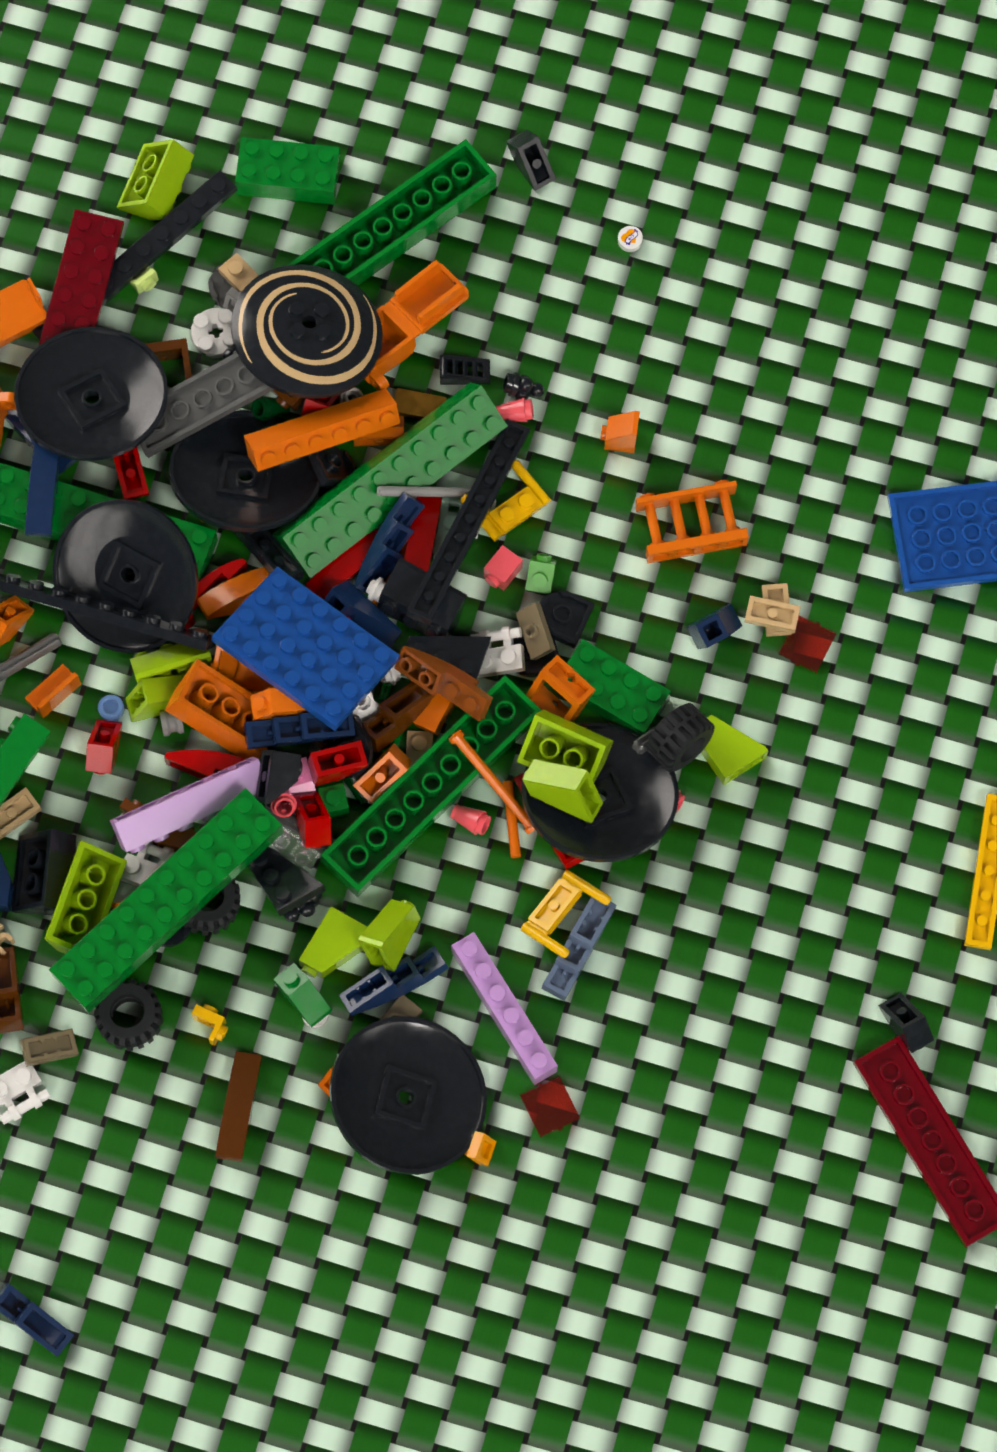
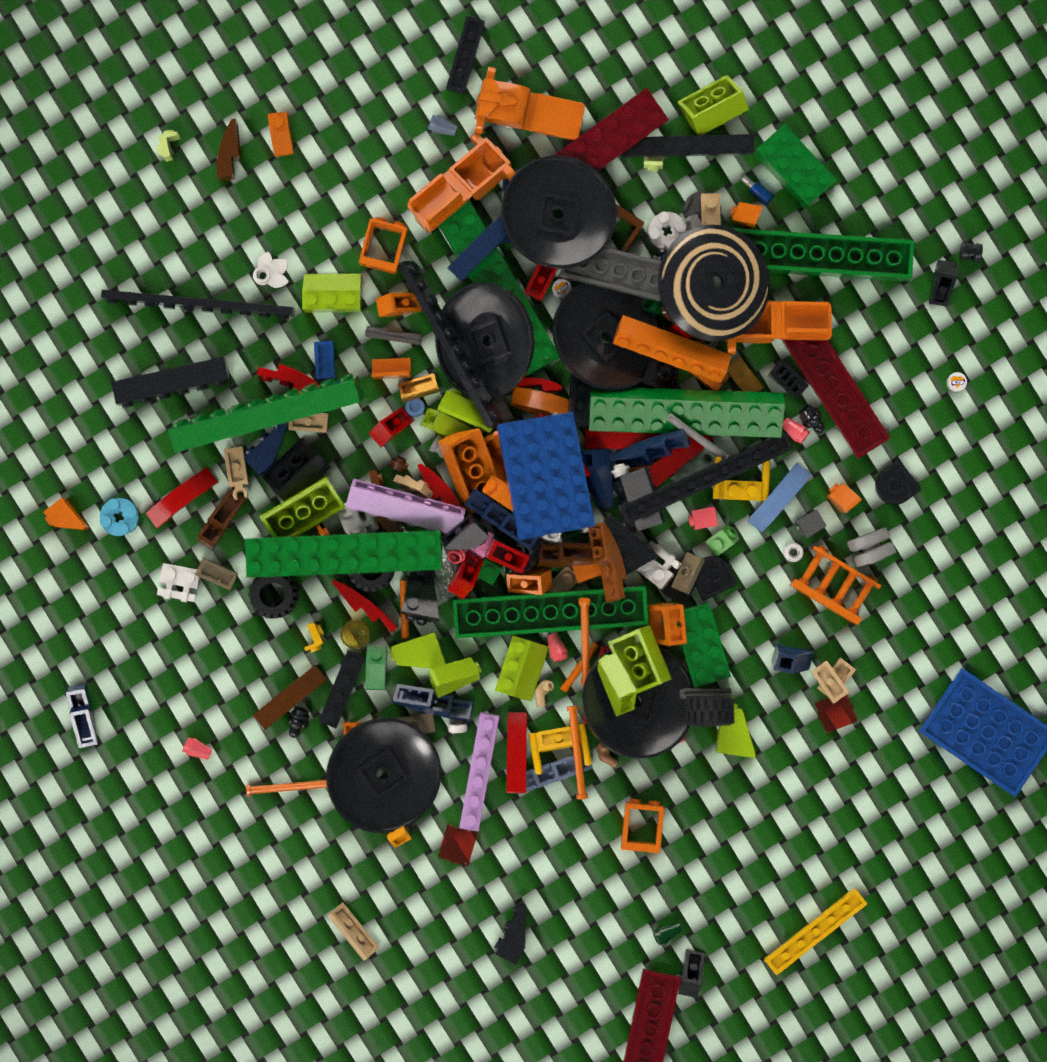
camera: 45 degrees right, 15 degrees up
(98, 685) = (418, 387): none -> pearl gold tile
(144, 775) = (399, 463): none -> reddish brown plate
(158, 472) = (561, 288): none -> white tile
(182, 777) = (410, 485): none -> tan plate
(186, 1246) = (196, 749): none -> coral cone
(223, 946) = (358, 601): none -> red slope
(250, 981) = (355, 634): none -> clear yellow hair
(269, 1124) = (298, 720): none -> black piece
(273, 222) = (760, 192): none -> clear blue piece
(280, 249) = (745, 215): none -> orange slope
(286, 1052) = (342, 689): none -> black plate
(290, 927) = (404, 623): none -> orange bar
(319, 1201) = (285, 787): none -> orange bar
(441, 985) = (457, 727): none -> white tile
(452, 869) = (522, 668): none -> lime slope
(494, 875) = (541, 690): none -> tan arm
(521, 1289) = (353, 931): none -> tan plate
(524, 343) = (838, 394): none -> dark red plate
(525, 956) = (516, 752): none -> red slope
(531, 110) = (970, 251): none -> black wheel
(559, 488) = (779, 497): none -> medium blue slope
(585, 899) = (577, 752): none -> orange bar
(612, 485) = (809, 524): none -> dark grey brick
(617, 883) = (604, 755): none -> medium nougat arm
(621, 520) = (799, 554): none -> white plate
(661, 381) = (896, 484): none -> black tile
(693, 453) = (871, 547): none -> light grey wheel
(696, 1148) = (513, 941): none -> black slope
(735, 941) = (638, 845): none -> orange window
(843, 1005) = (666, 933): none -> dark green cone

